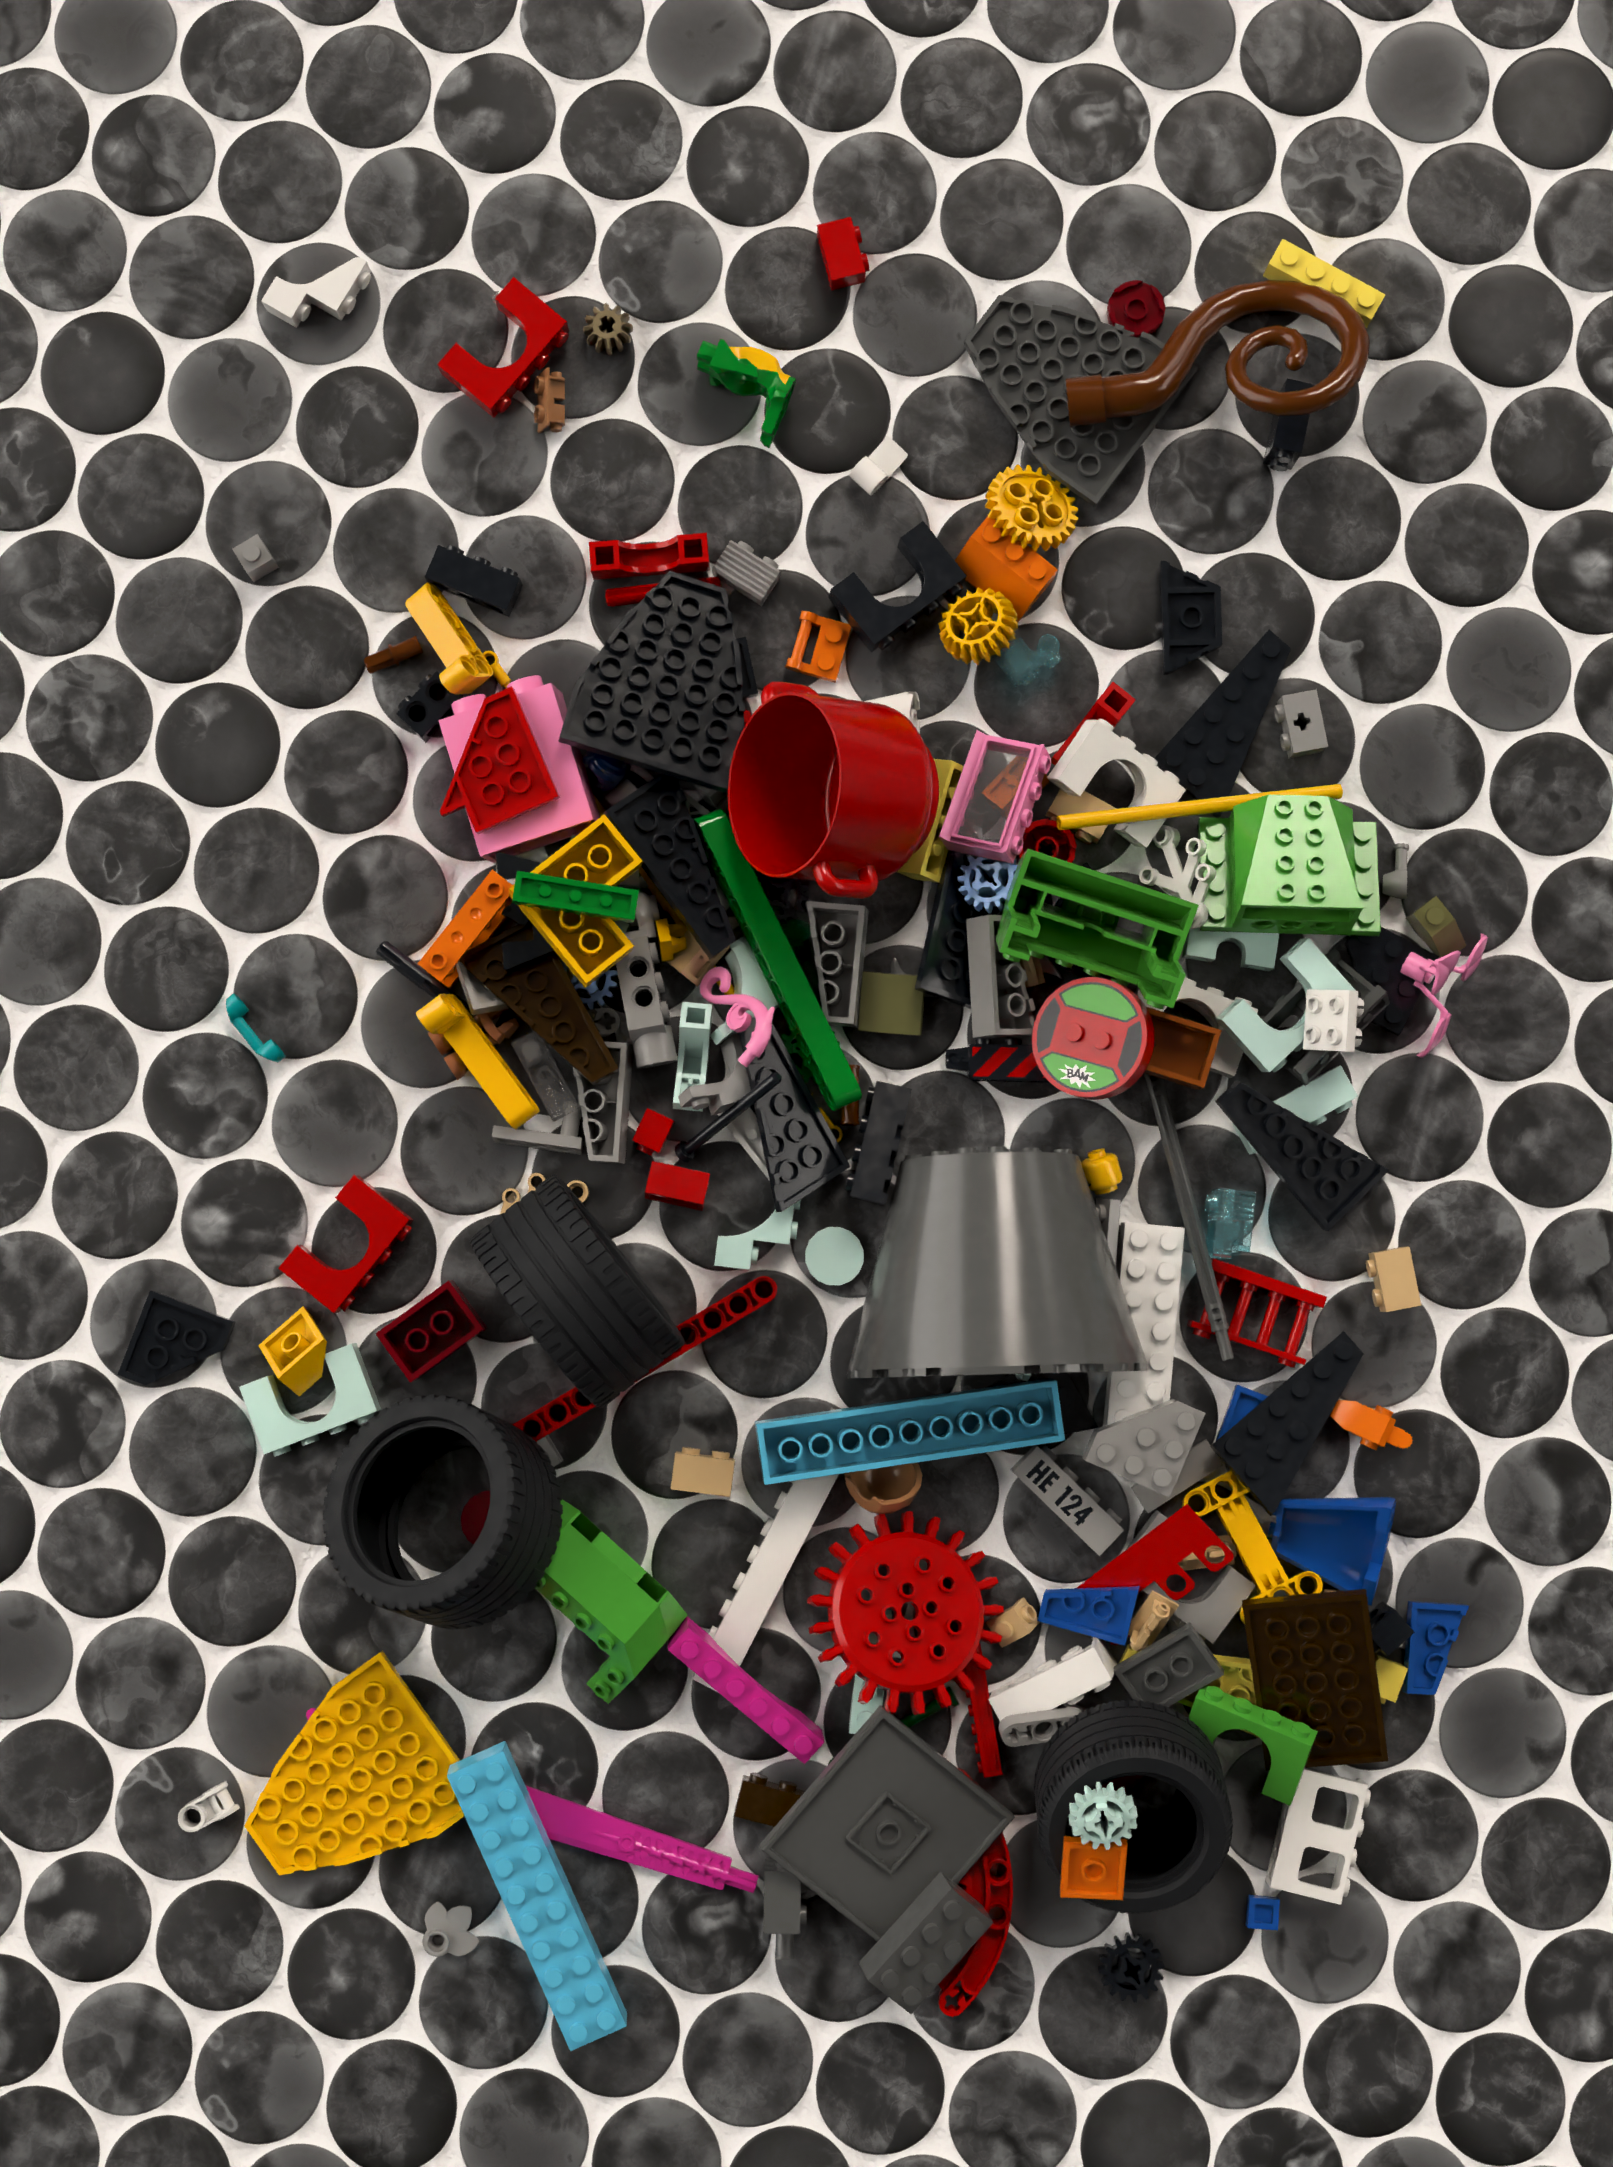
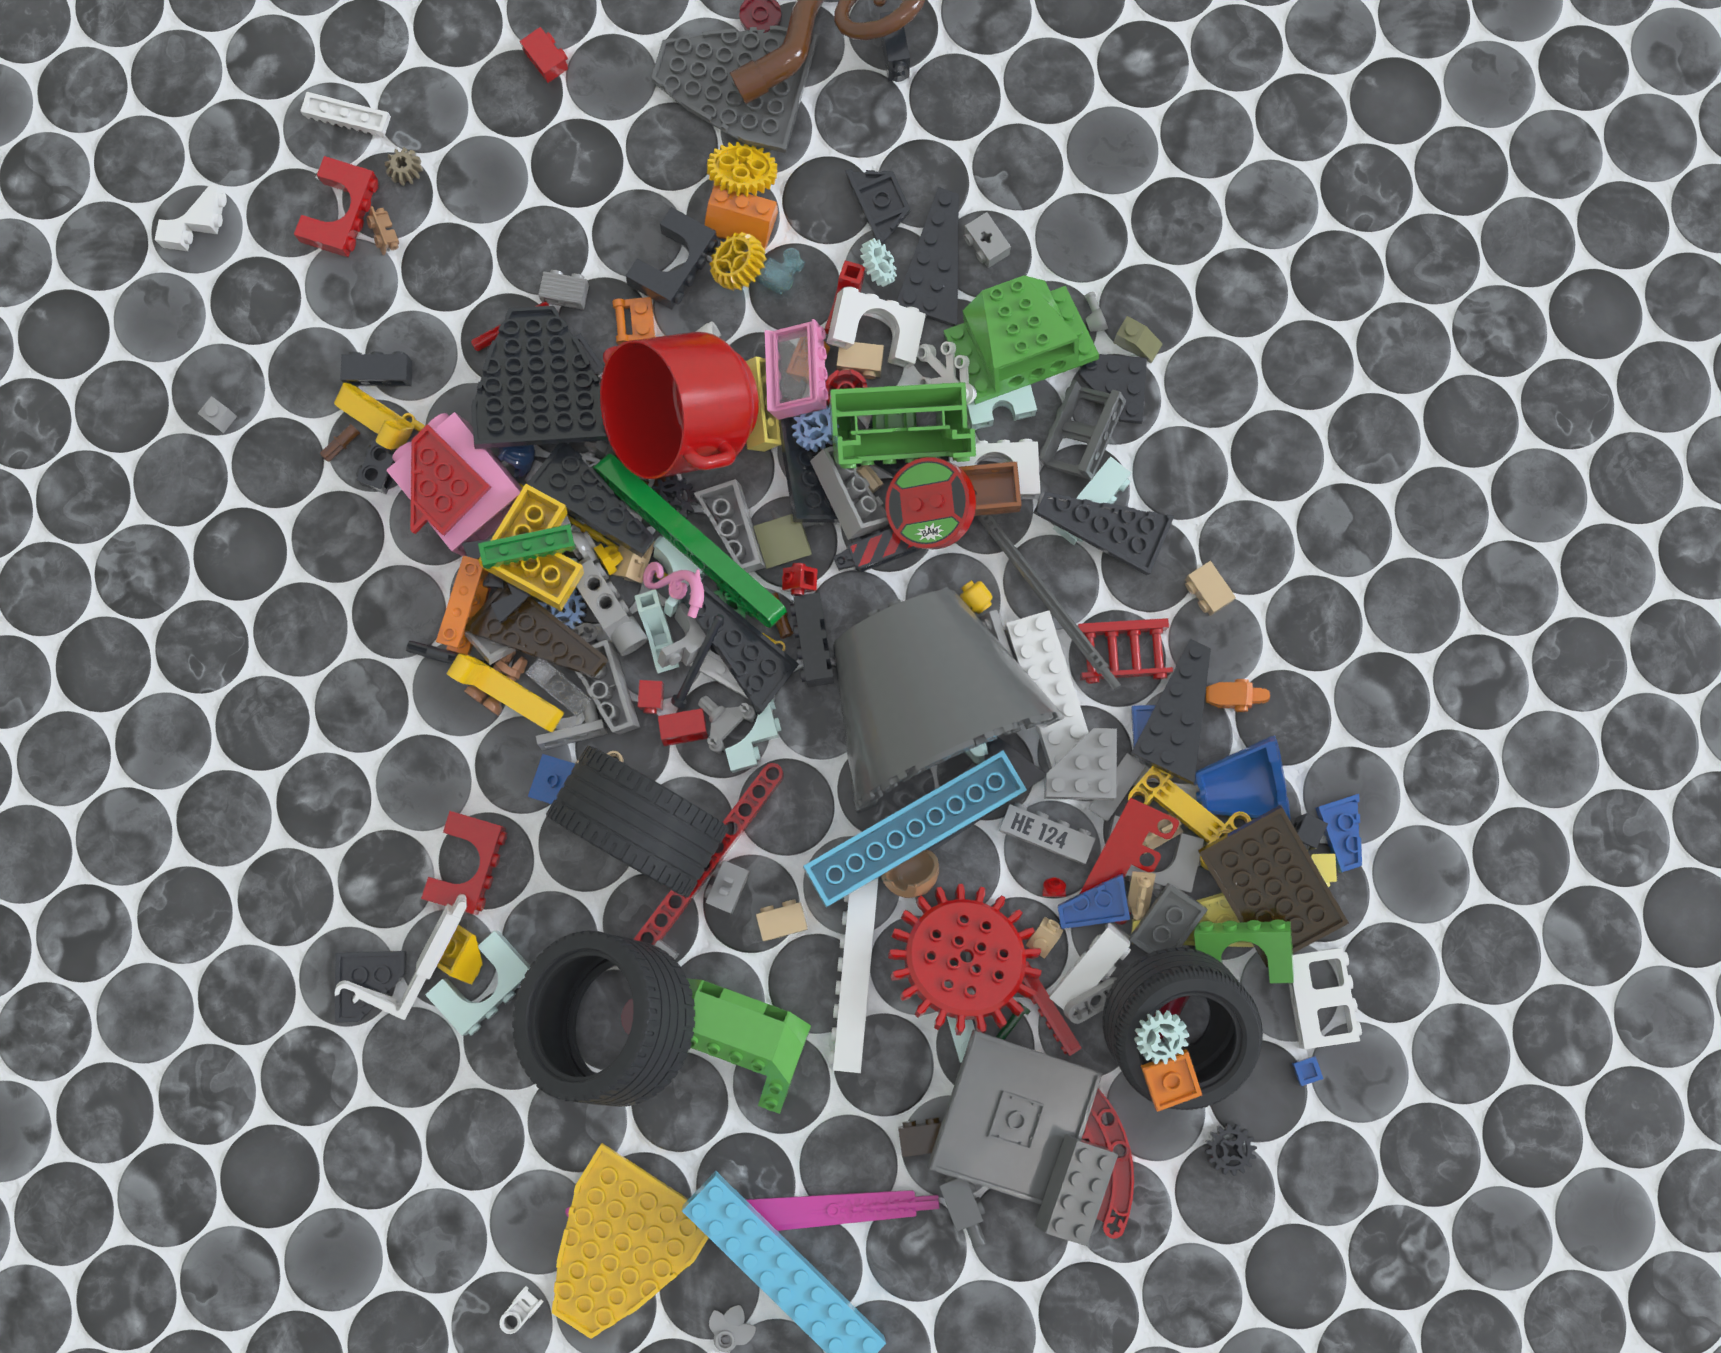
camera: 15 degrees left, 5 degrees down
(235, 1011) = (323, 730): teal bar -> none
(253, 1351) = (424, 967): none -> white hinge
(431, 1331) = (548, 899): dark red brick -> none
(494, 1187) = (549, 778): none -> blue plate
(560, 230) = (345, 114): none -> white gear
(624, 559) = (473, 315): red arch -> none
(653, 1403) = (727, 886): none -> light grey brick
(721, 1672) = (873, 1063): dark pink arch -> none
(730, 1199) = (724, 720): none -> light grey axle
(749, 373) = (513, 156): green hips -> none
(796, 933) = (697, 517): clear green piece -> none
(834, 1256) = (813, 731): light aqua tile -> none
(877, 468) = (627, 184): white panel -> none
(893, 1061) = (799, 579): none -> red brick
(1049, 1567) = (1054, 888): none -> red plate
(1153, 699) = (878, 262): none -> light aqua gear
(1180, 809) = (911, 335): yellow piece -> none
(1229, 1221) = (1078, 593): clear light blue piece -> none
(1270, 1046) = (1078, 410): light aqua arch -> none
(1332, 1020) = (1090, 423): white plate -> none
(1424, 971) = (1141, 369): bright pink plant -> none

